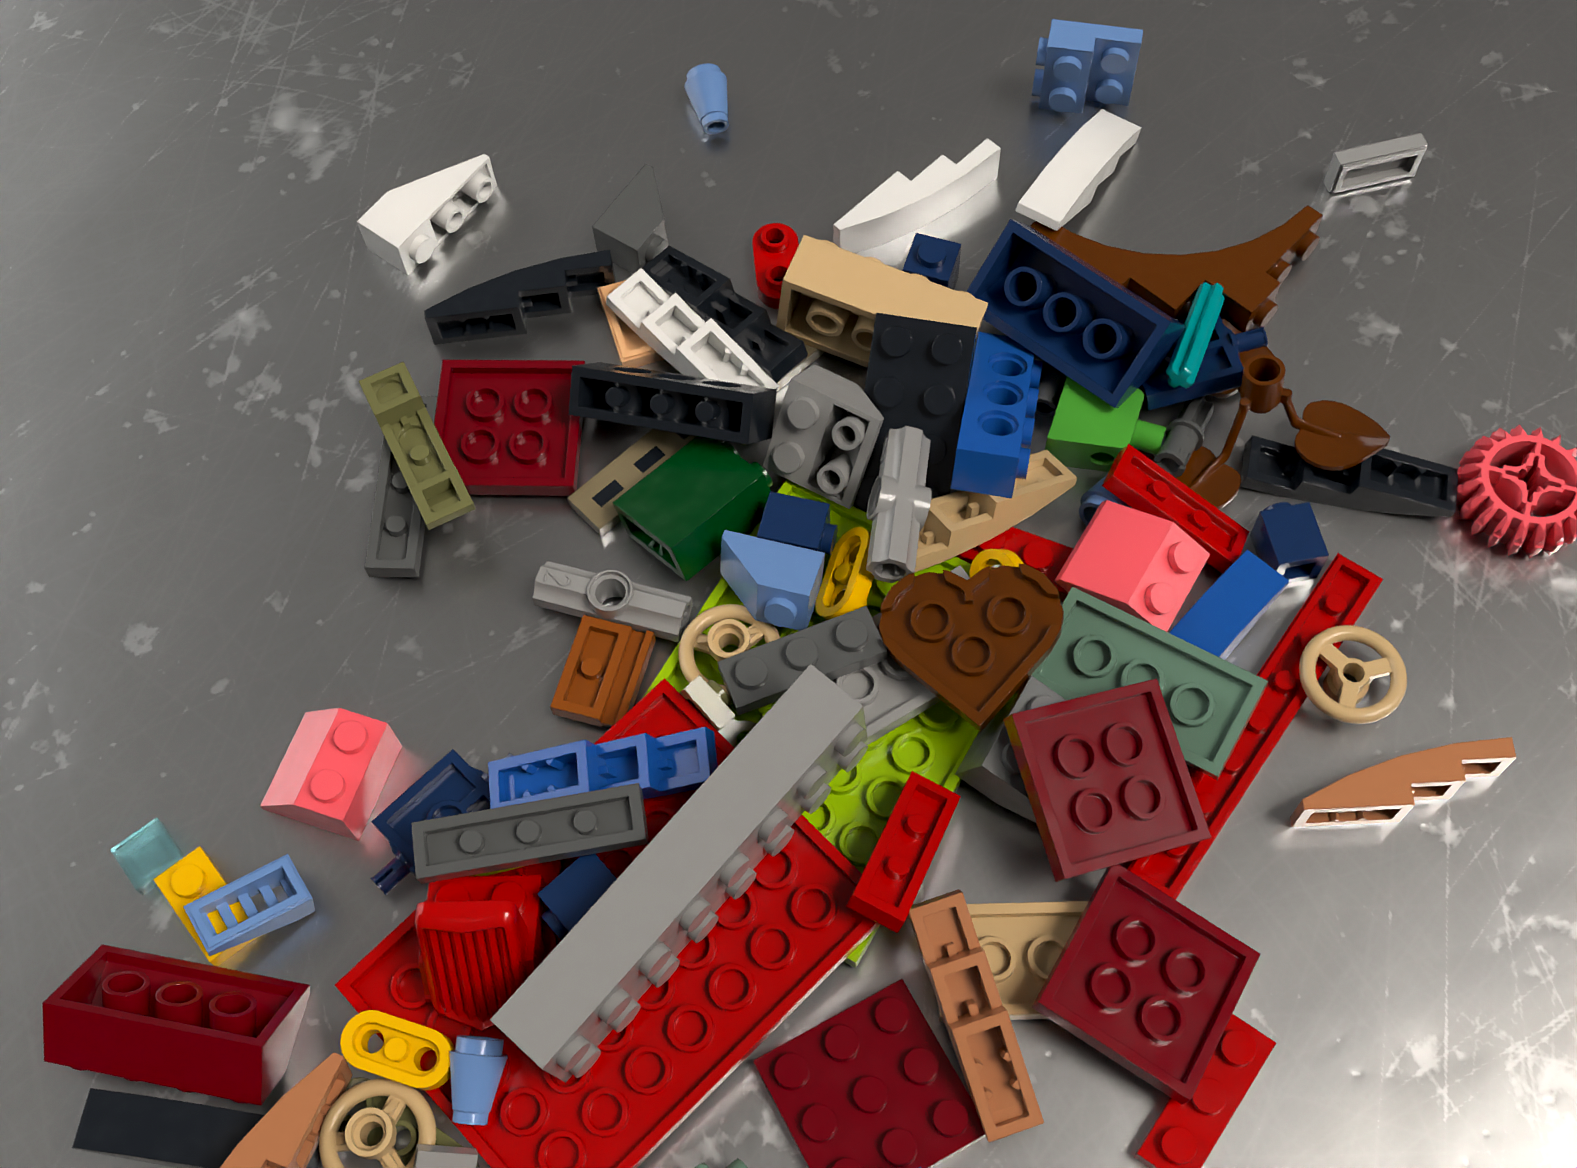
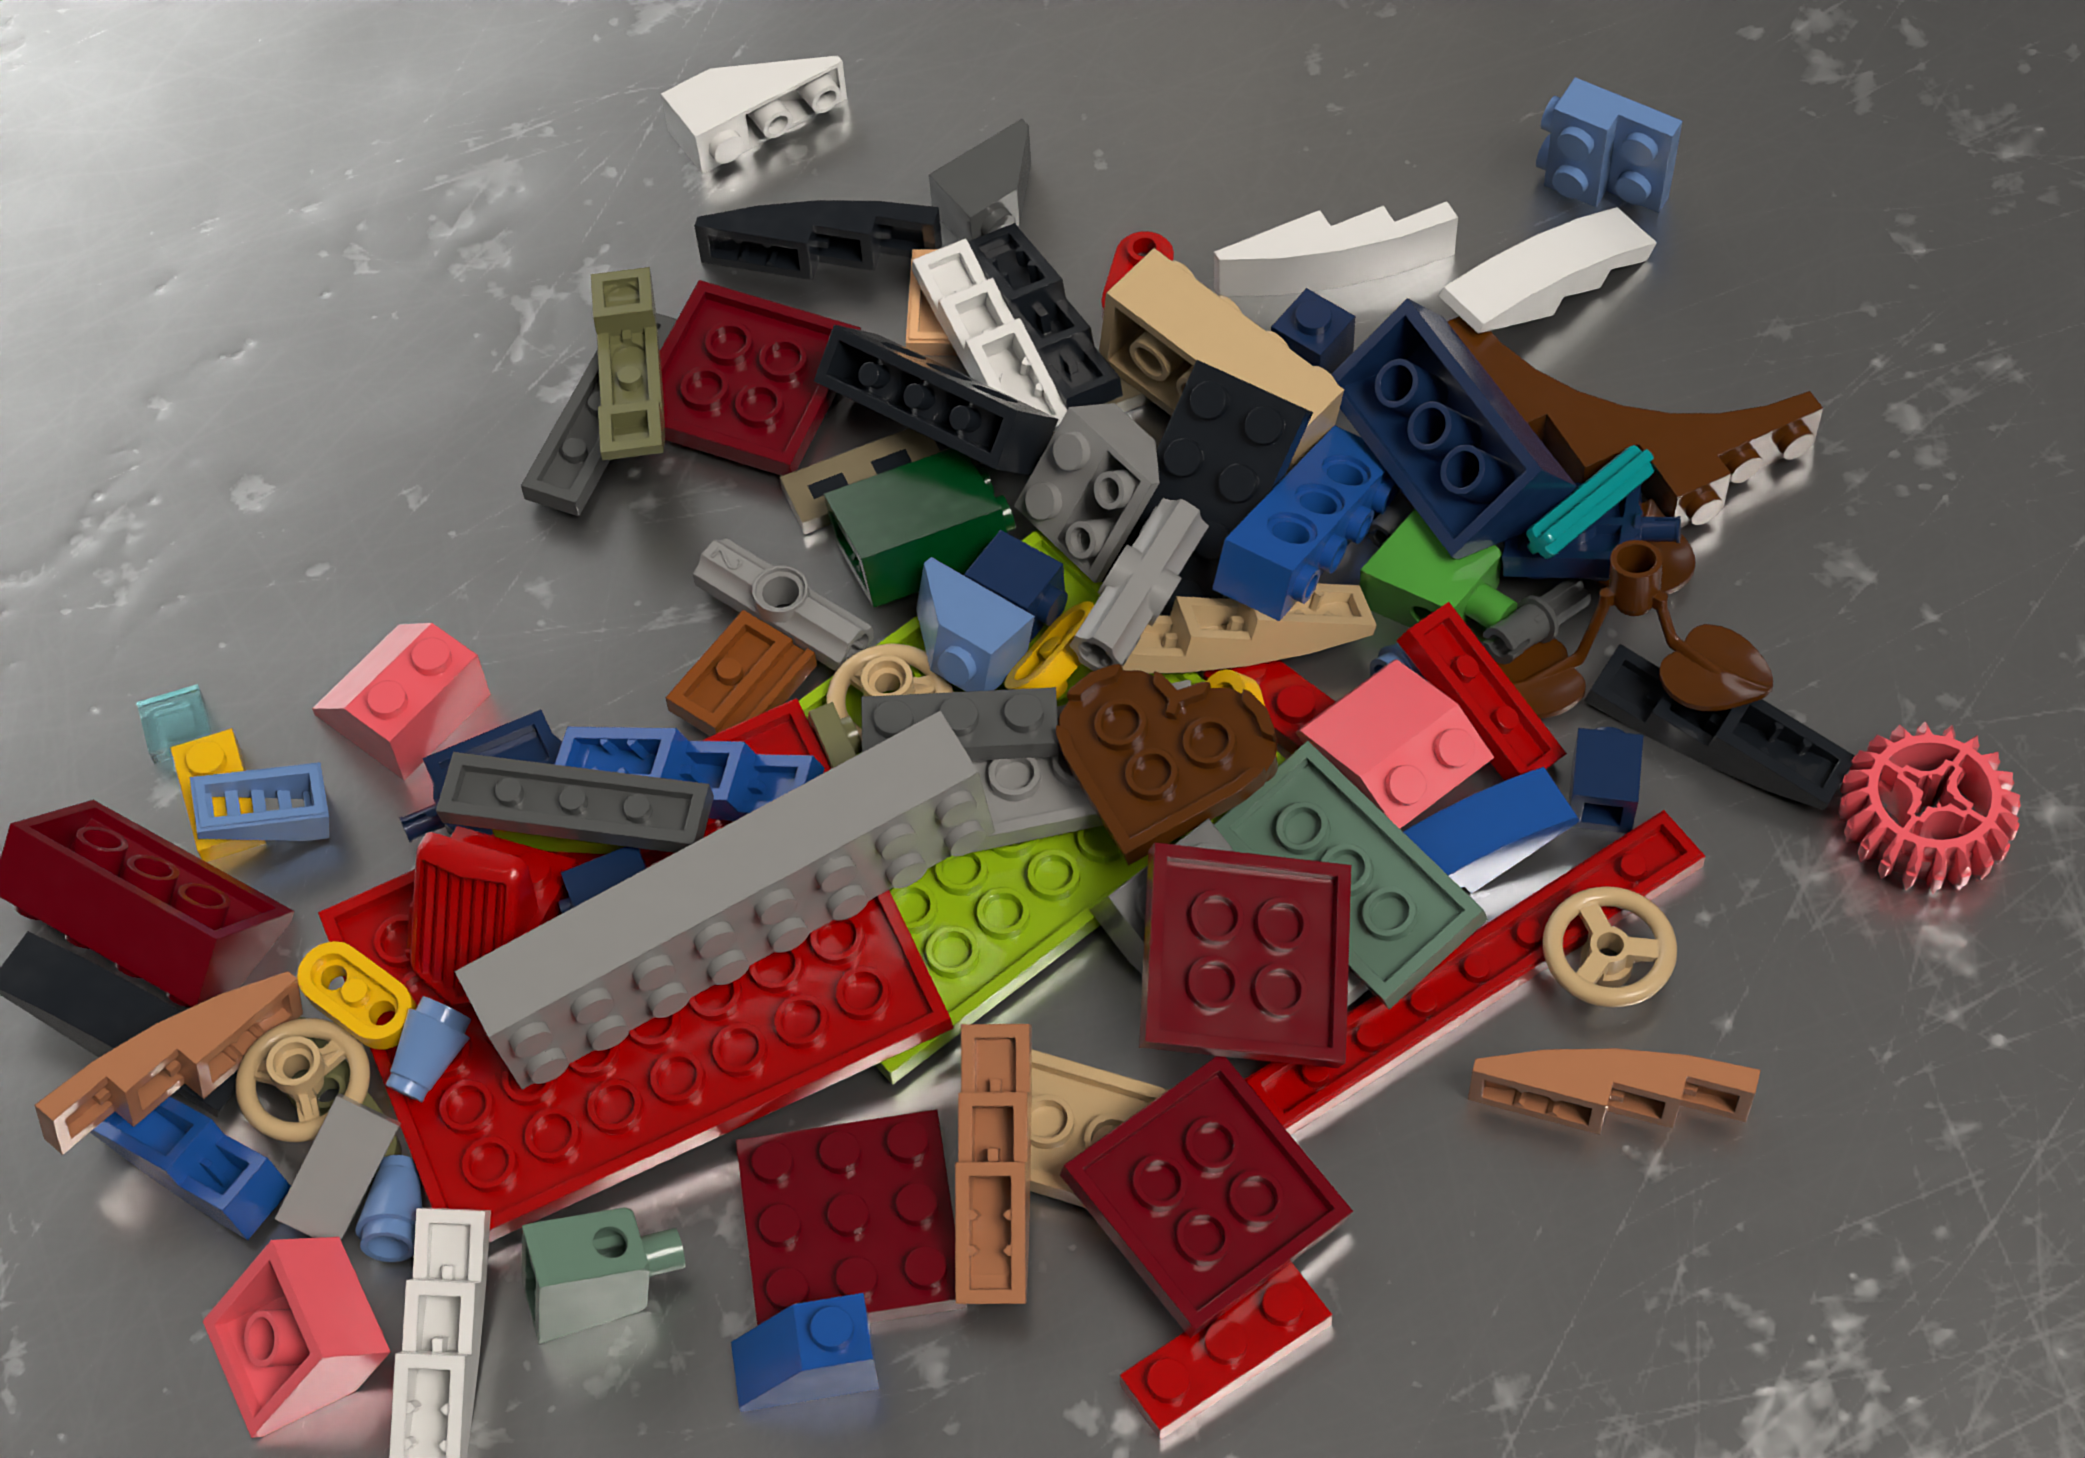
camera: 20 degrees right, 5 degrees down
(709, 97) = (1137, 61): medium blue cone -> none
(904, 852) = (985, 963): red plate -> none
(1375, 163) = (1931, 367): light grey tile -> none

